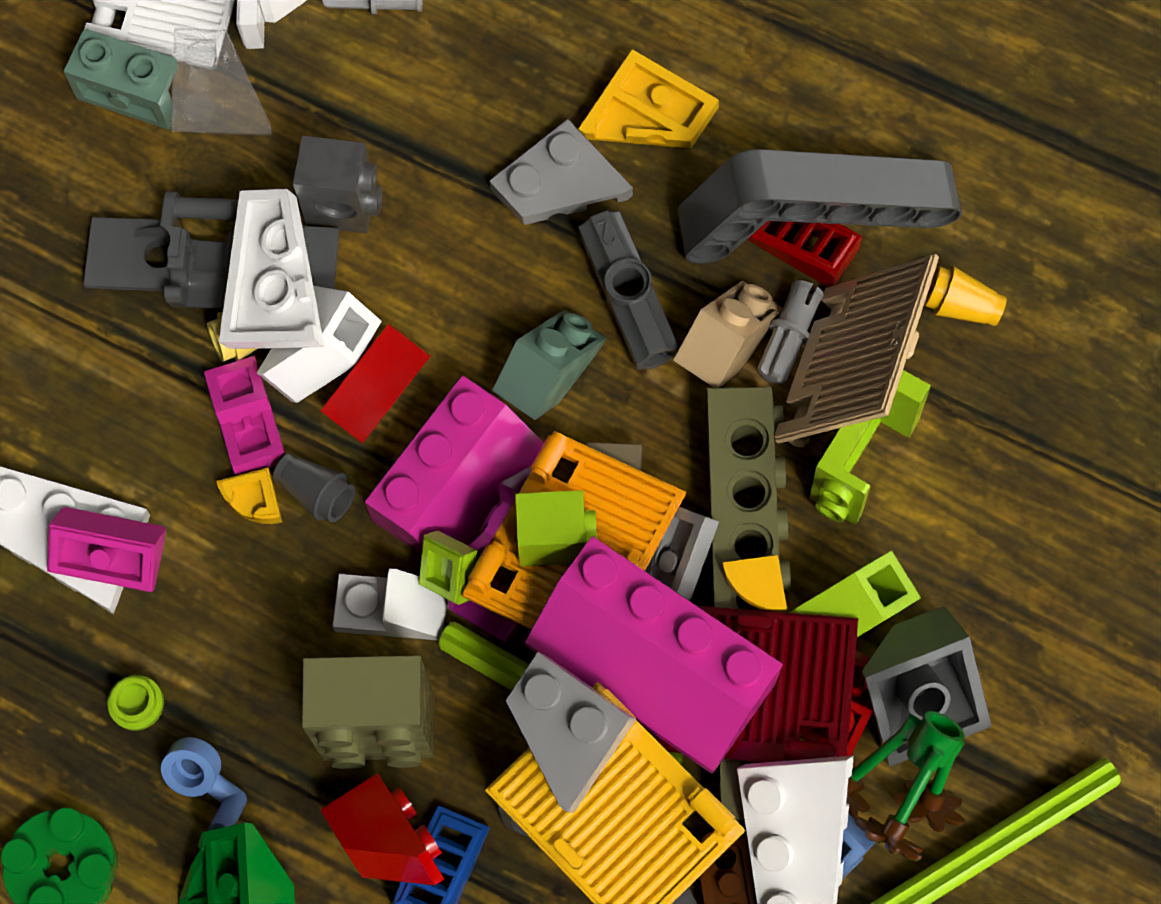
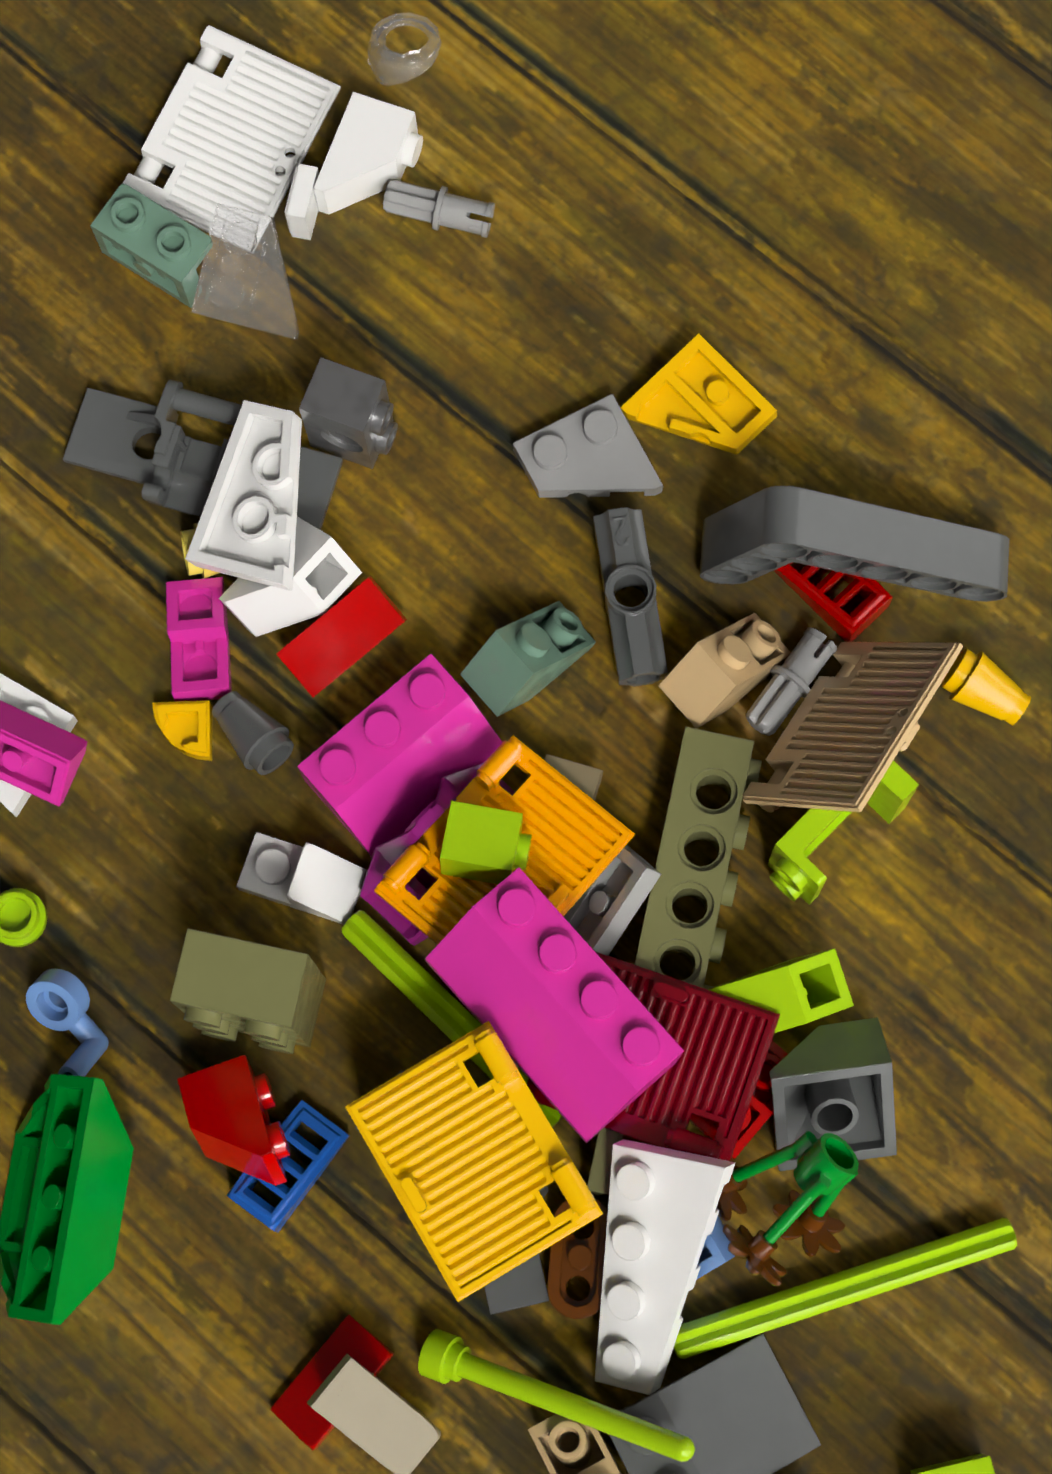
camera: 15 degrees right, 5 degrees up
(446, 566) = (365, 853): lime tile -> none
(566, 727) = (443, 1063): light grey wing -> none
(757, 582) = (685, 949): yellow tile -> none

